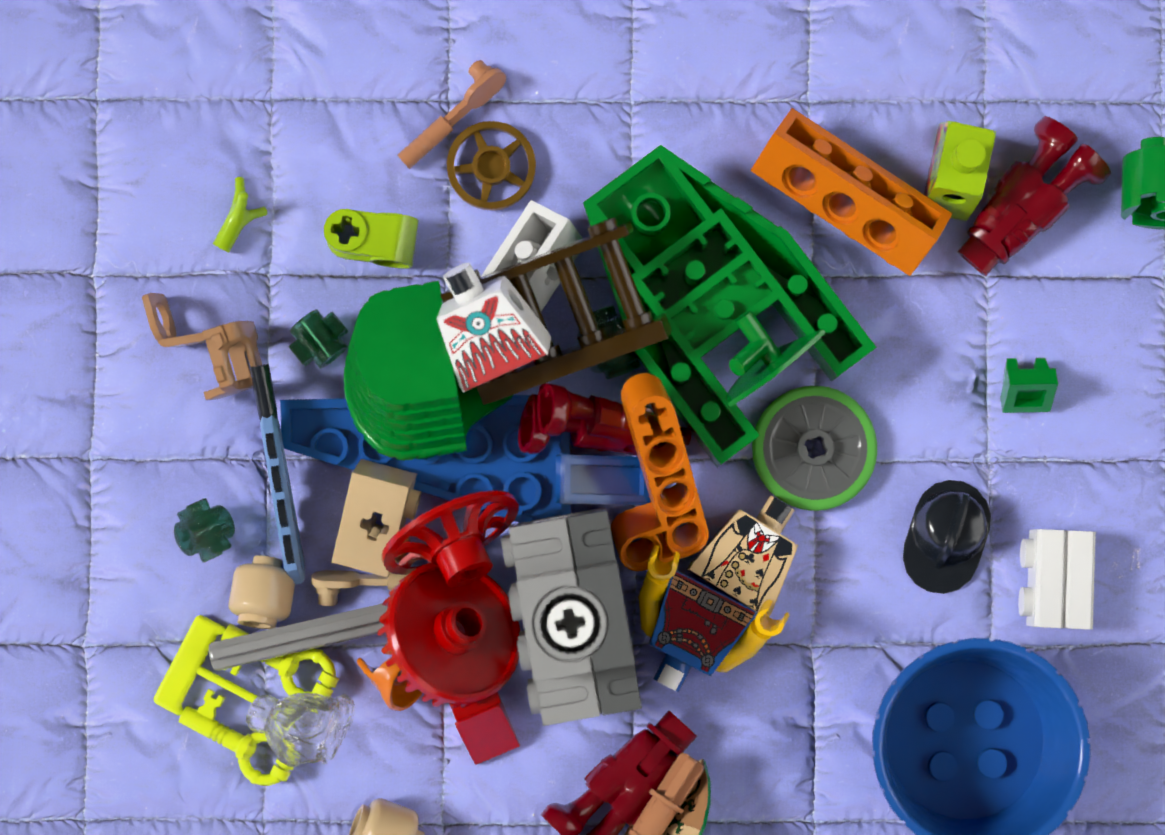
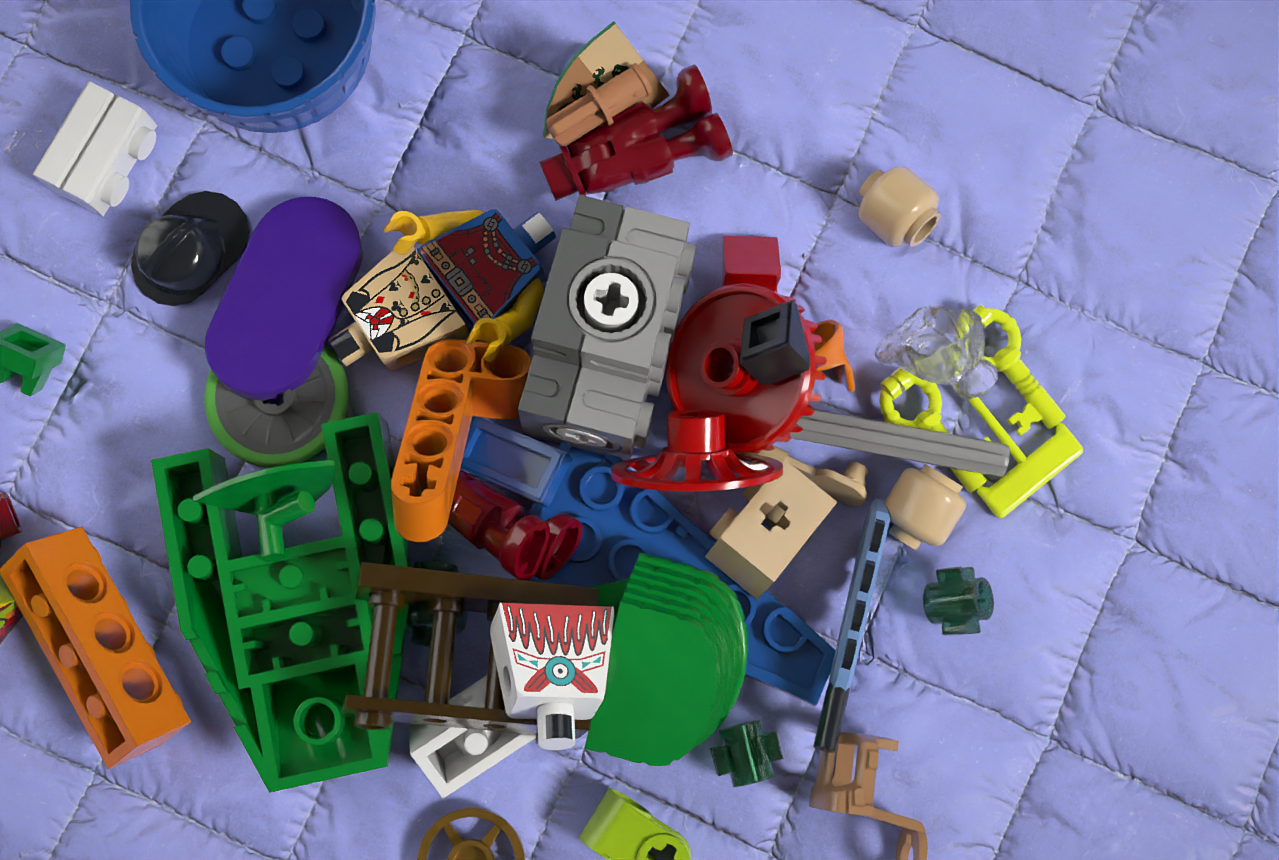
camera: 160 degrees left, 5 degrees down
(431, 656) = (774, 344): none -> black slope
(846, 528) = (284, 298): none -> dark purple tile

